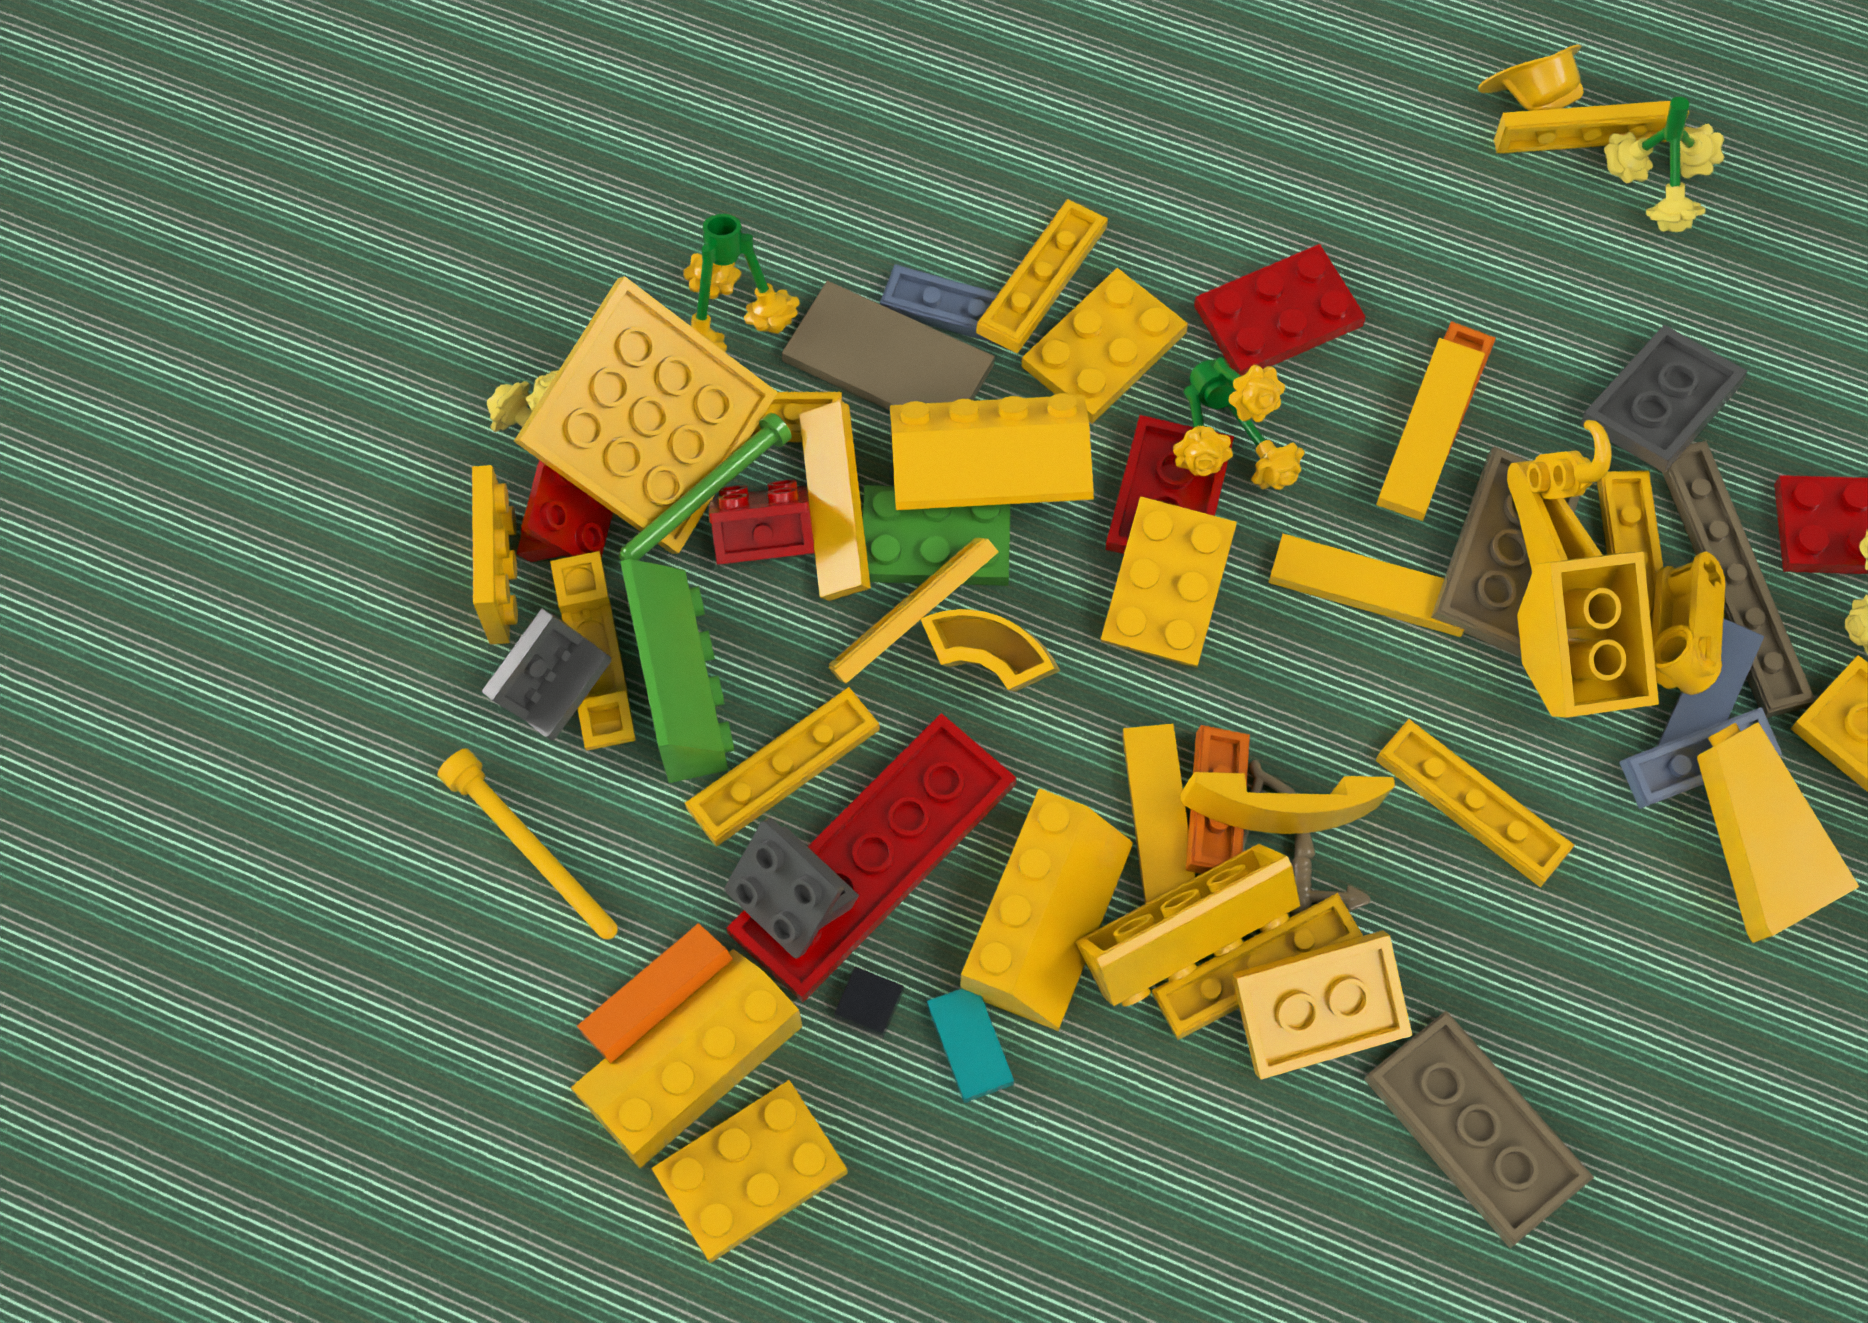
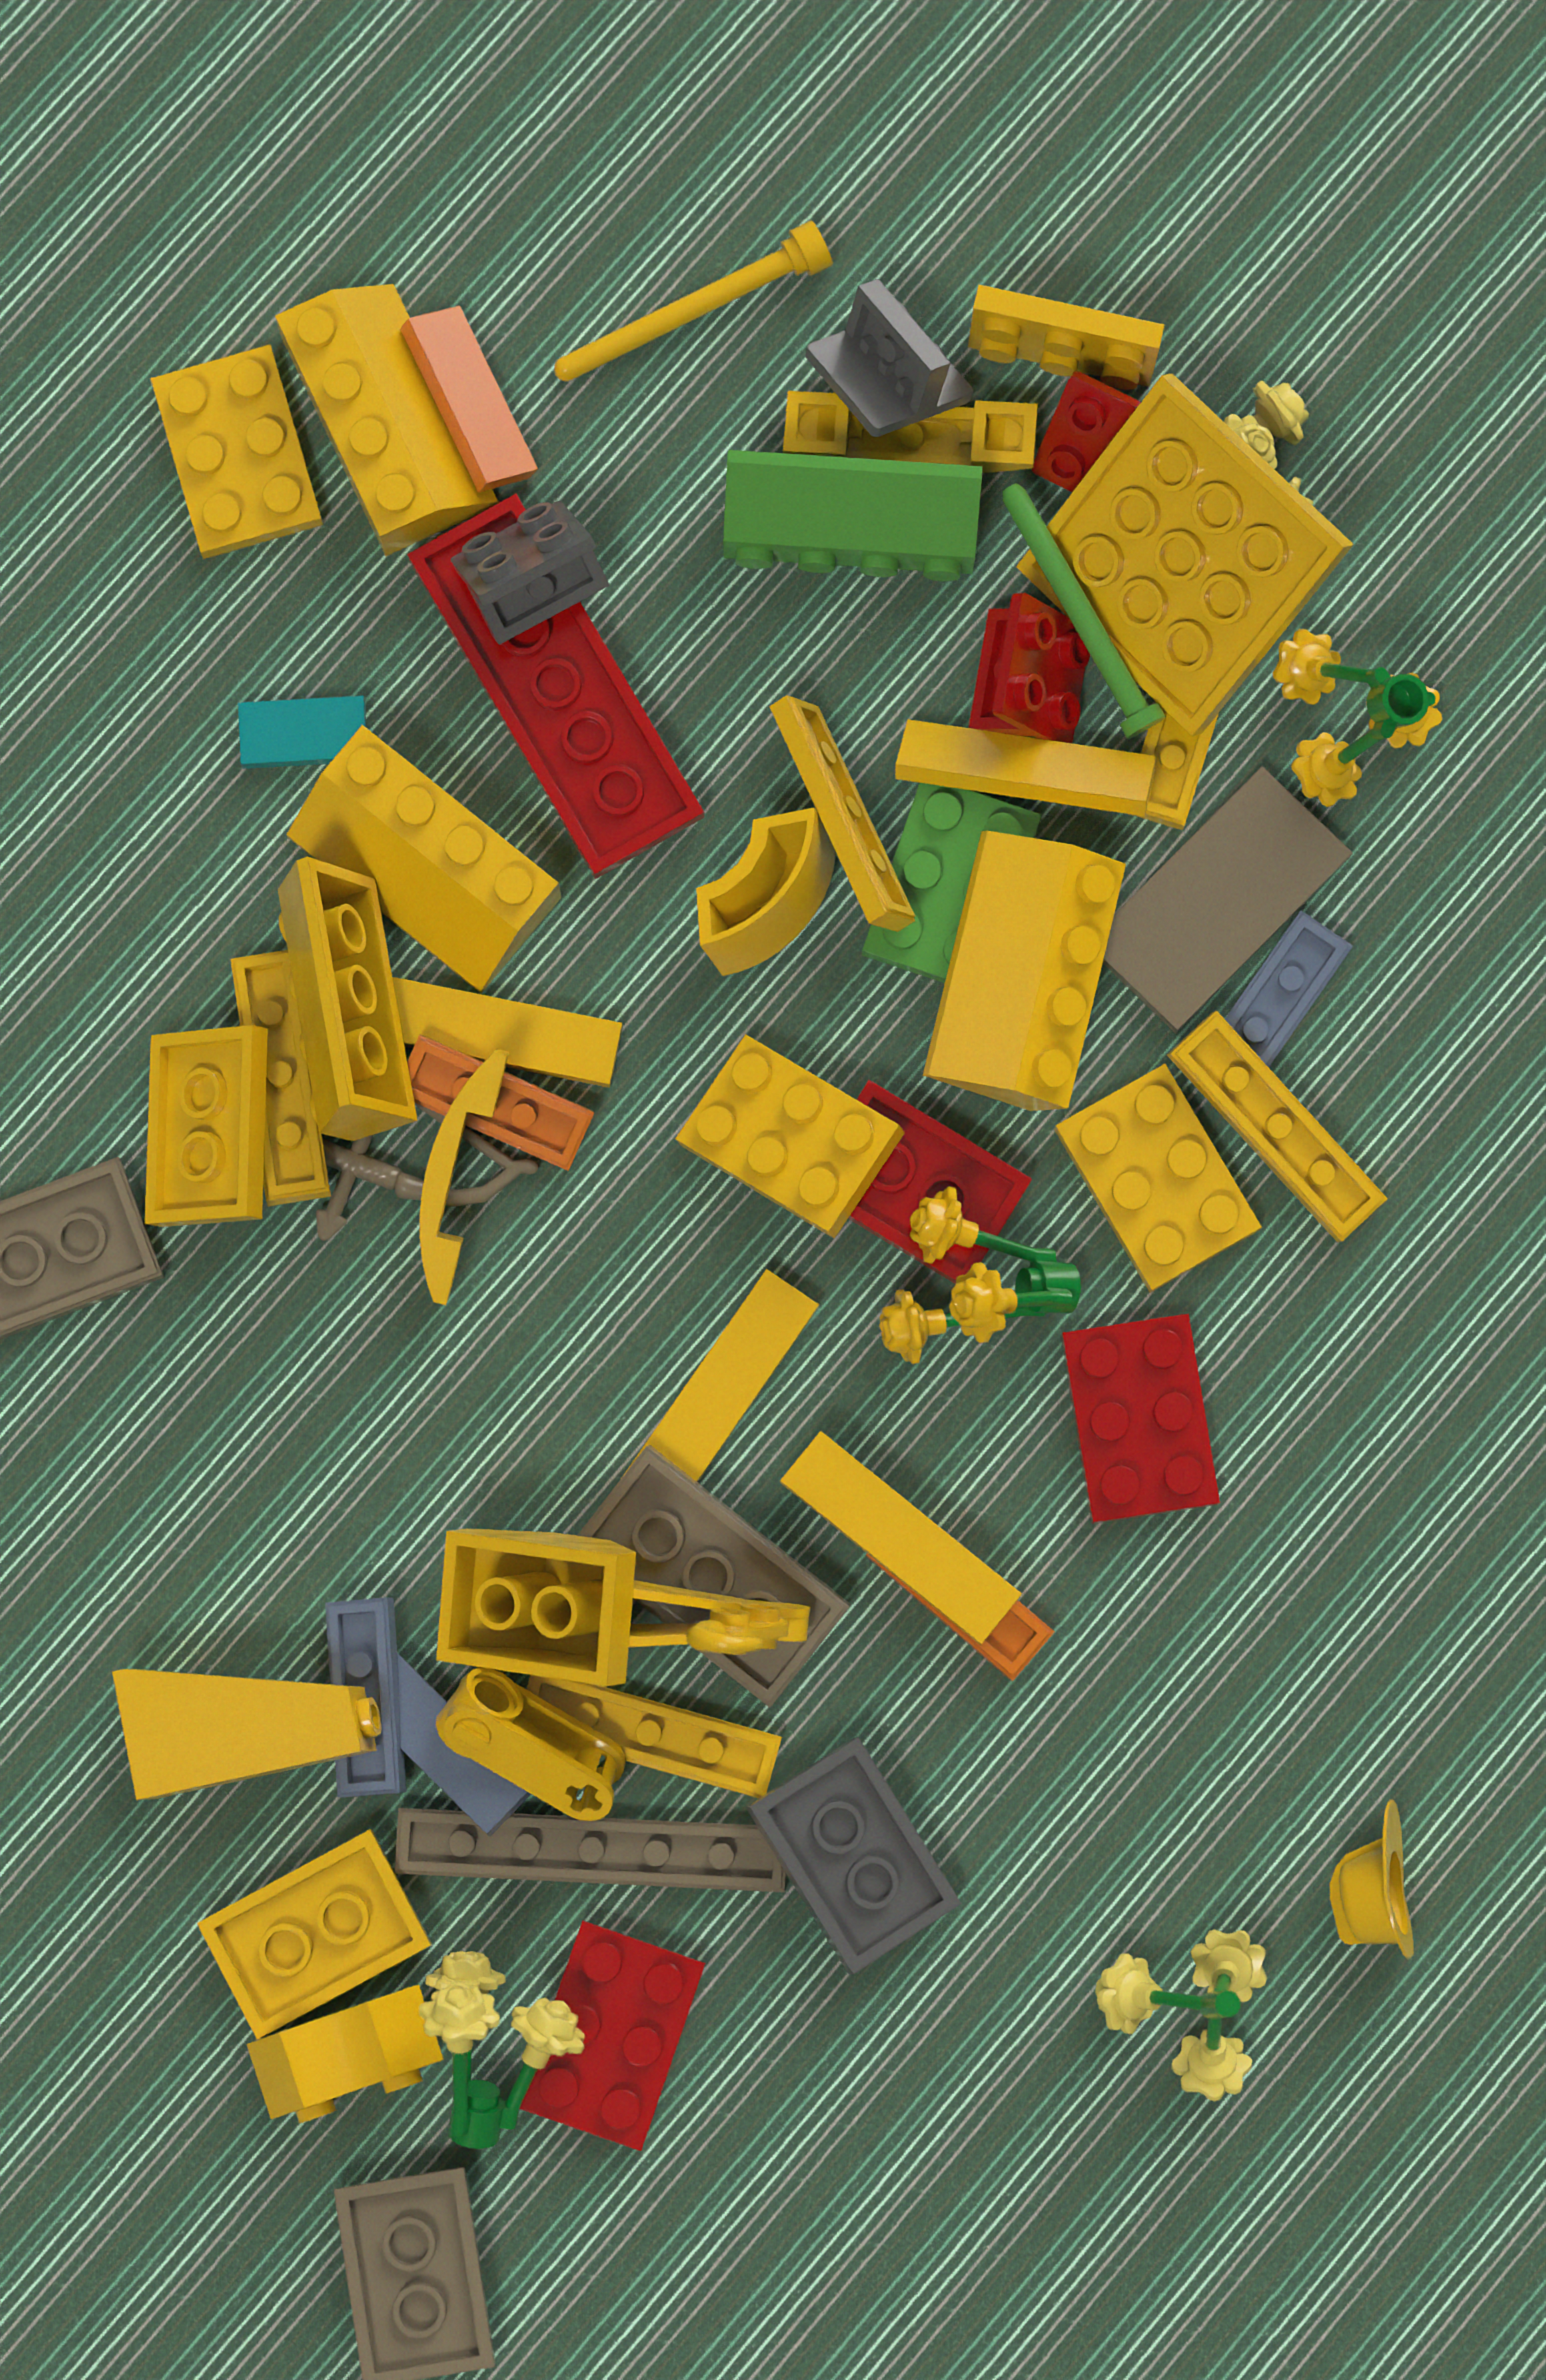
camera: 105 degrees right, 15 degrees up
(782, 766) = (704, 618): yellow tile -> none
(869, 1002) = (385, 633): black tile -> none
(1474, 803) = (402, 1409): yellow tile -> none
(1577, 126) = (1290, 1933): yellow tile -> none

